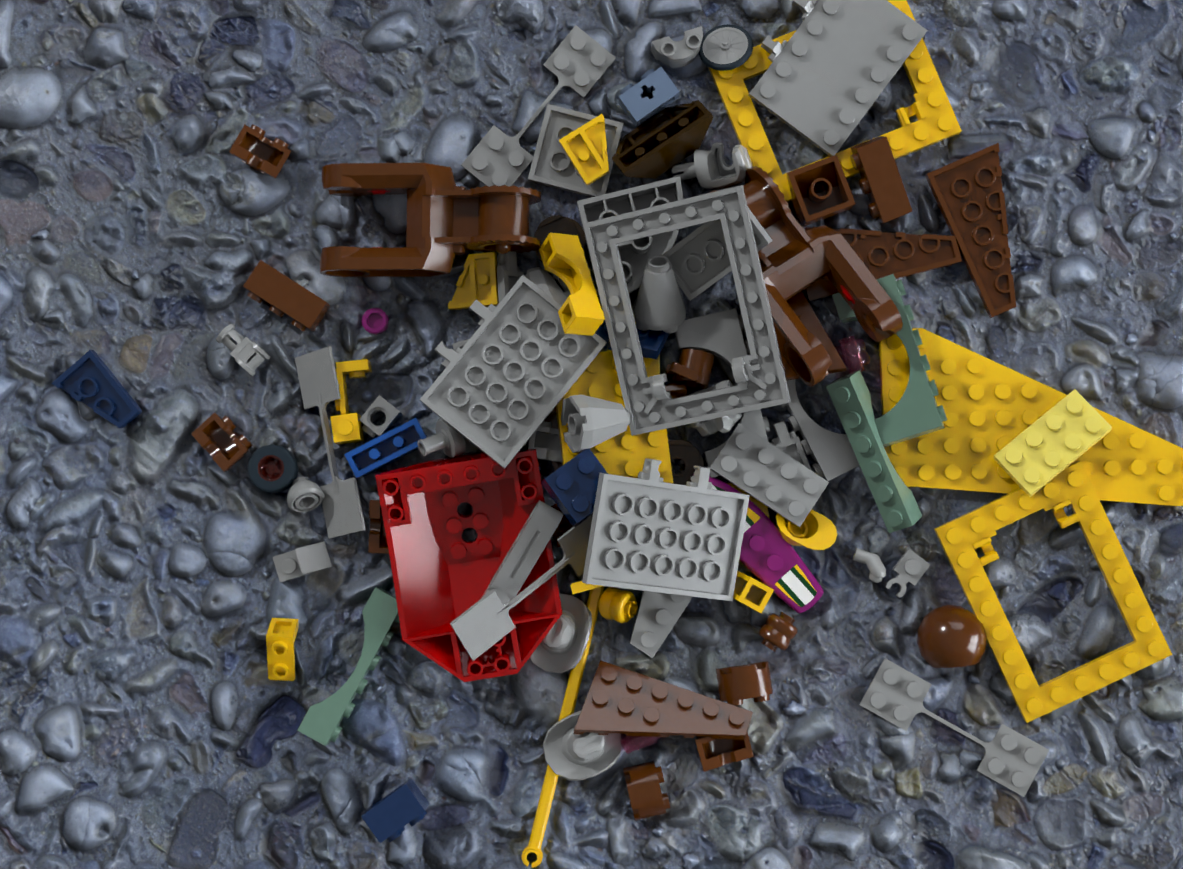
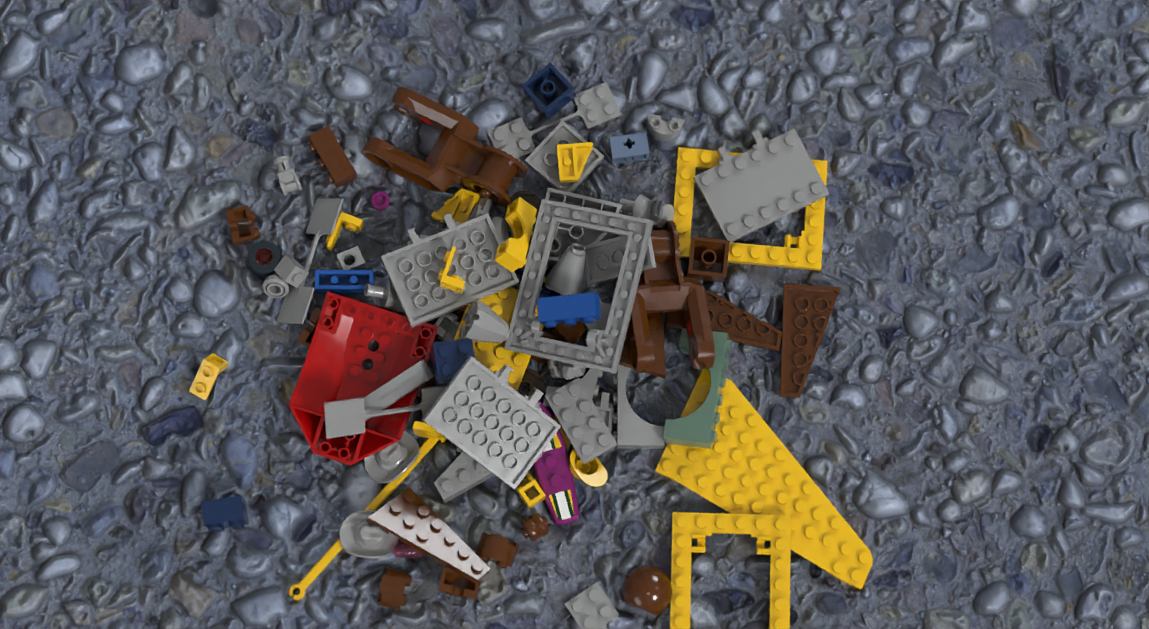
camera: 20 degrees right, 10 degrees down
(99, 389) = (183, 155): dark blue wing -> none
(259, 151) = (364, 60): reddish brown cylinder -> none
(302, 561) = (251, 327): light grey slope -> none
(314, 469) = (291, 271): none -> light grey brick
(324, 718) = (213, 431): sand green arch -> none
(347, 428) = (325, 257): yellow brick -> none
(512, 74) = (549, 91): none -> dark blue brick
(530, 386) = (454, 282): none -> yellow bracket
(617, 605) = (439, 456): yellow piece -> none
(663, 140) = (623, 179): dark brown wedge -> none
(692, 351) = (569, 309): none -> blue brick
(726, 47) = (694, 141): light grey wheel -> none
(853, 354) = (676, 374): clear pink piece -> none
(856, 414) = (658, 403): sand green arch -> none
(873, 562) = (621, 515): light grey arm -> none
(880, 179) = (751, 272): reddish brown brick -> none
(909, 569) = (642, 532): light grey plate -> none
(1052, 443) = (777, 494): light yellow plate -> none

